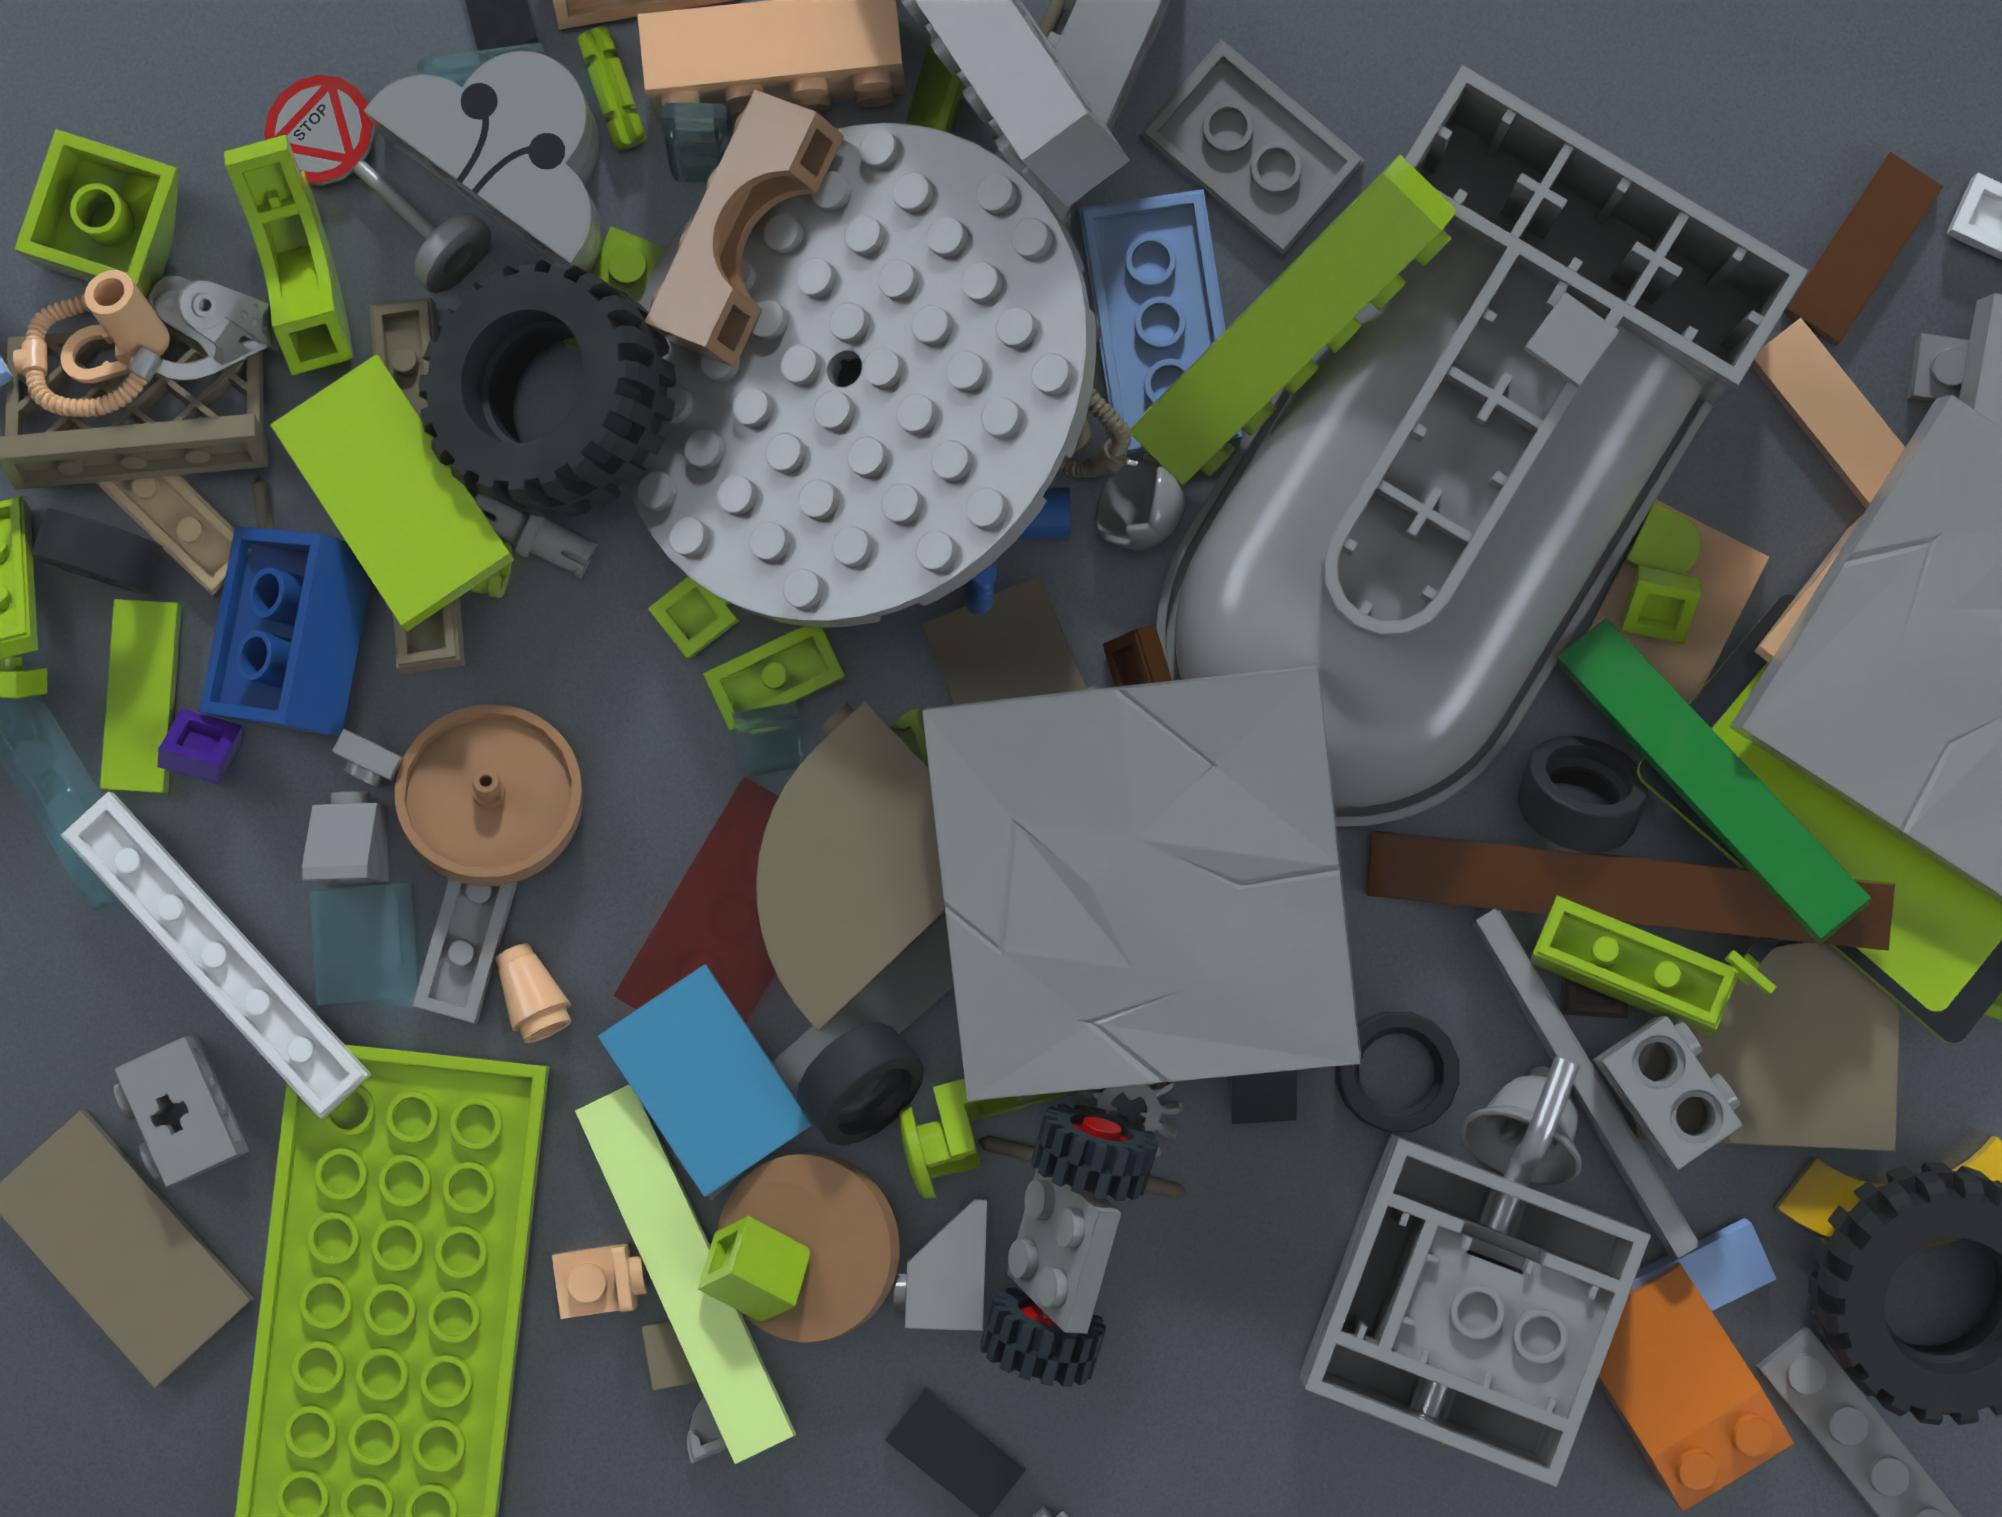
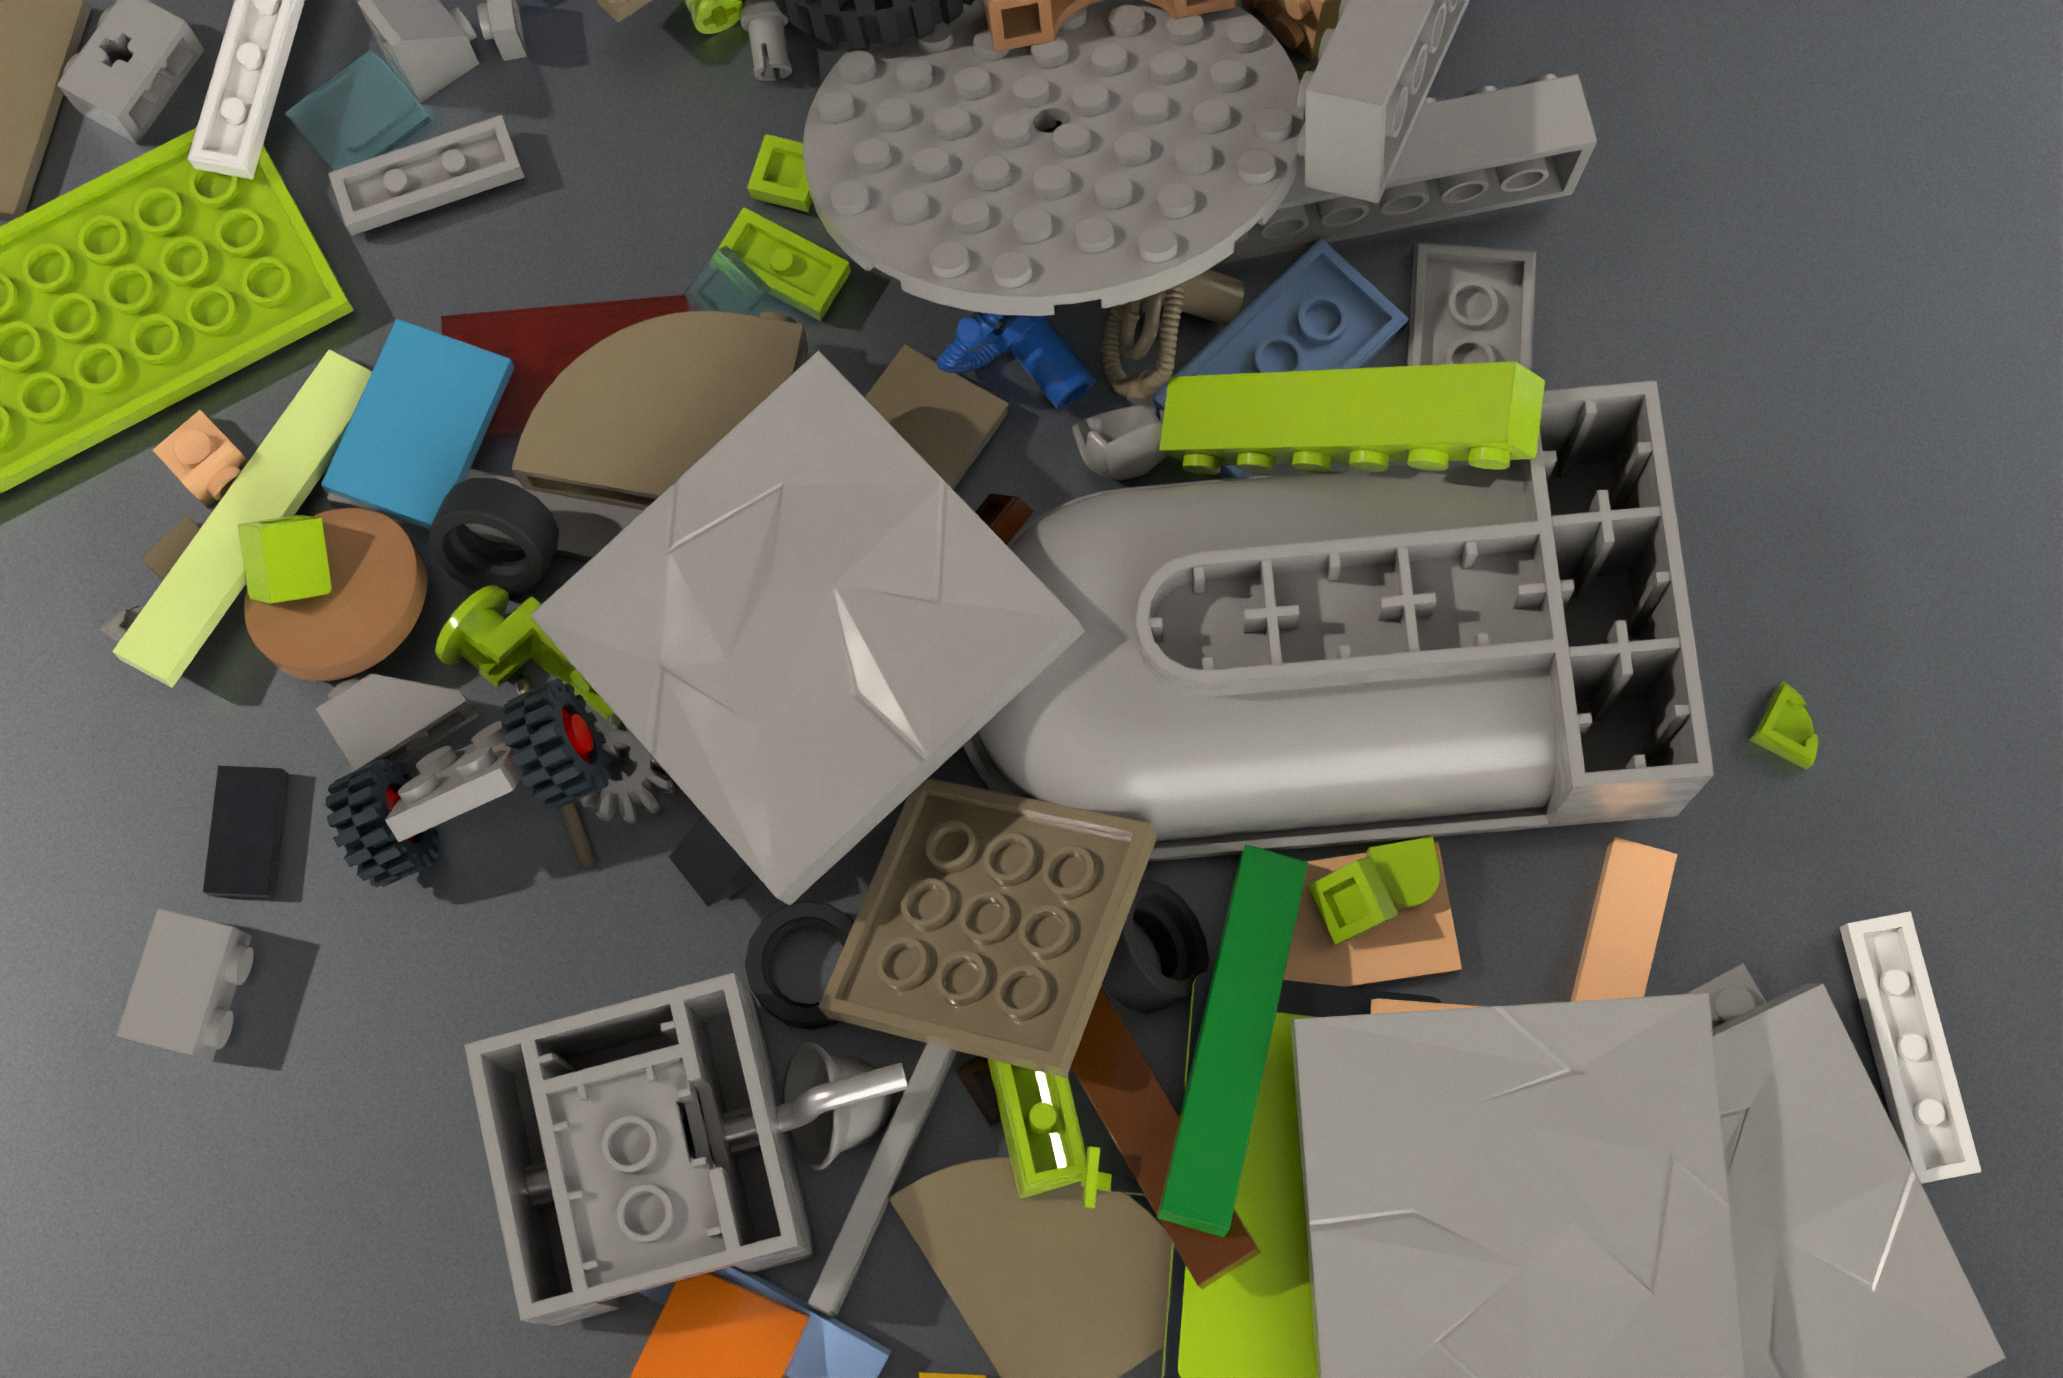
camera: 50 degrees right, 10 degrees down
(489, 795) = (533, 117): medium nougat piece -> none
(531, 995) = (398, 257): light nougat cone -> none
(1488, 907) = (990, 924): none -> dark tan plate
(1571, 340) = (1502, 621): light grey tile -> none
(1656, 1101) = (927, 1184): light grey brick -> none
(1760, 148) = (1787, 727): none -> lime tile
(1863, 248) = (1773, 867): reddish brown tile -> none

